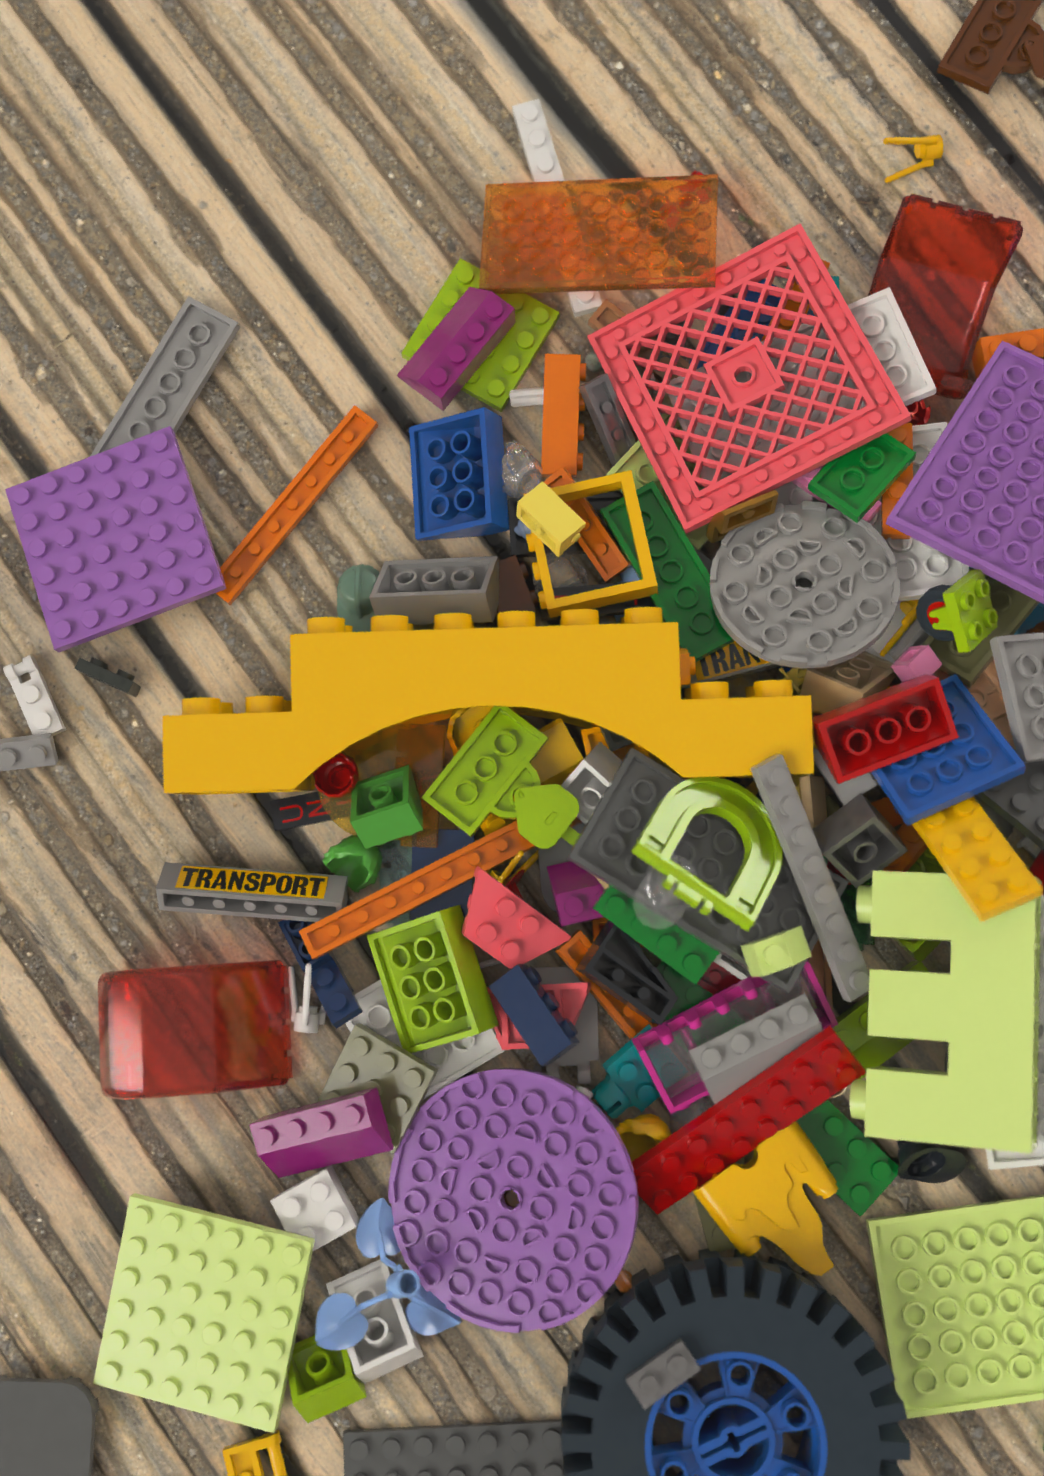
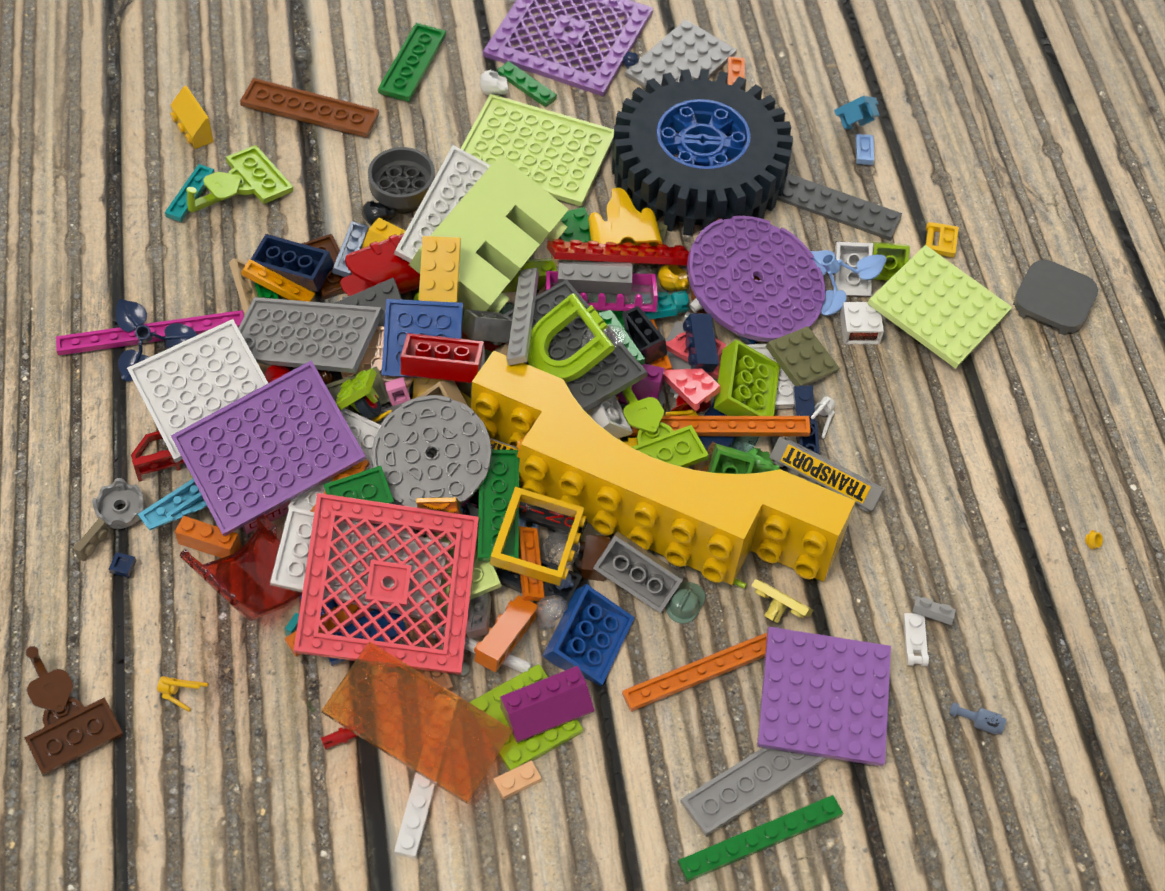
camera: 160 degrees left, 25 degrees down
(97, 670) = (863, 625): pearl dark grey plate -> none
(123, 333) = (760, 838): none -> green plate
(193, 1029) = (895, 414): clear red windscreen -> none
(229, 651) = (780, 602): none -> light yellow plate
(322, 1133) = (841, 351): magenta slope -> none
(446, 253) = (517, 780): none -> light nougat plate
(550, 518) = (555, 548): light yellow hinge -> none
(662, 1373) = (722, 169): flat silver plate -> none
(776, 952) = (561, 289): yellowish green slope -> none

